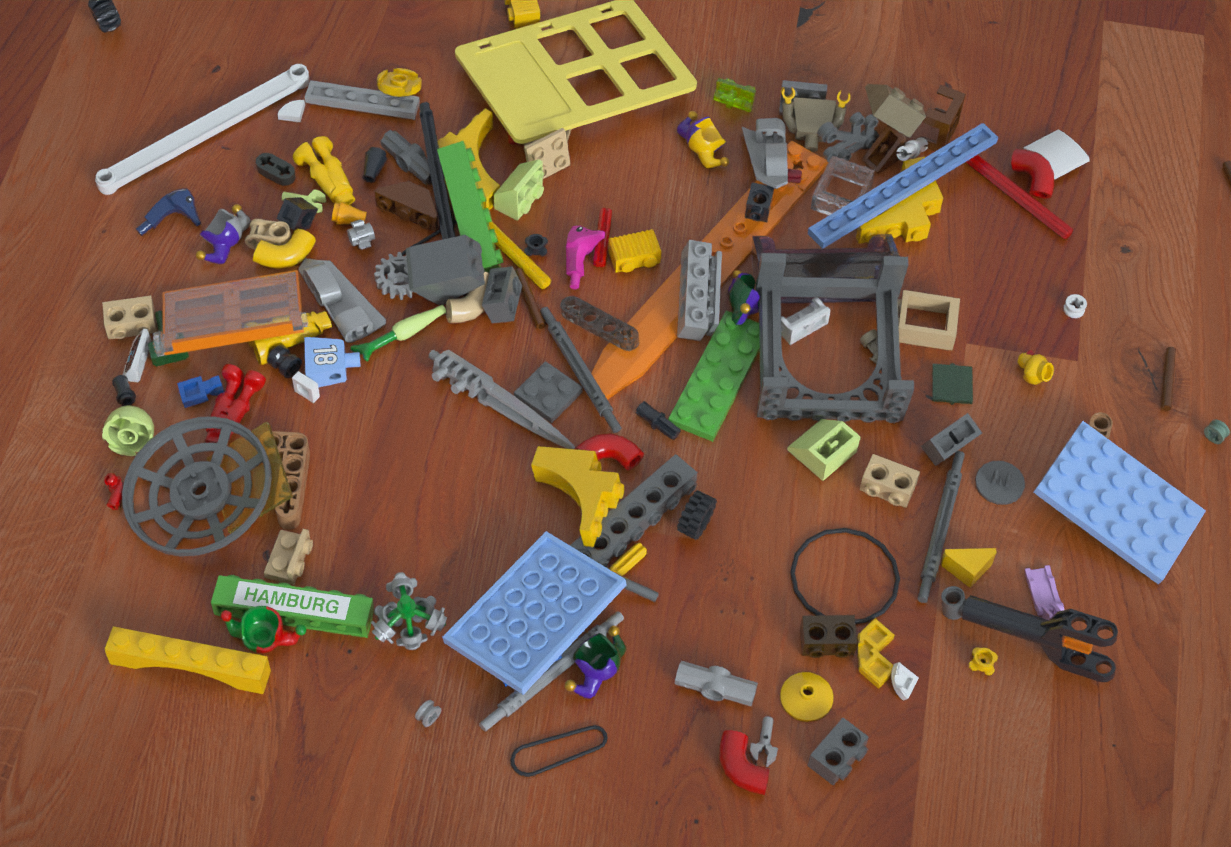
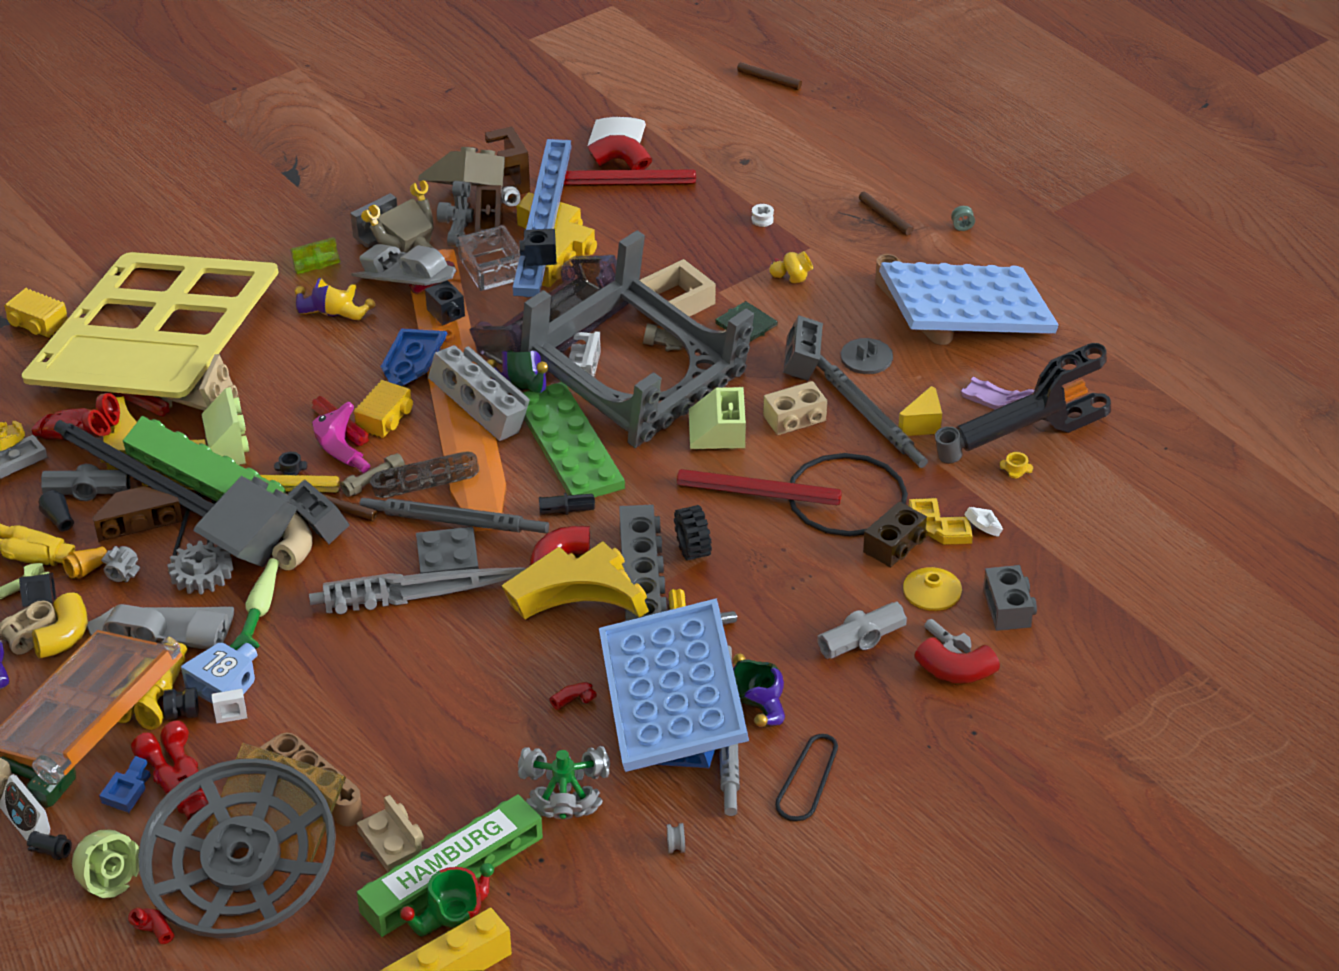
camera: 45 degrees left, 15 degrees down
(449, 111) = (94, 422): none -> red piece
(490, 556) = (571, 692): none -> red arm
(552, 293) = (352, 484): none -> dark tan bar
(698, 224) = (411, 355): none -> blue tile
(790, 520) = (759, 487): none -> red axle
(857, 211) = (539, 247): none -> black brick

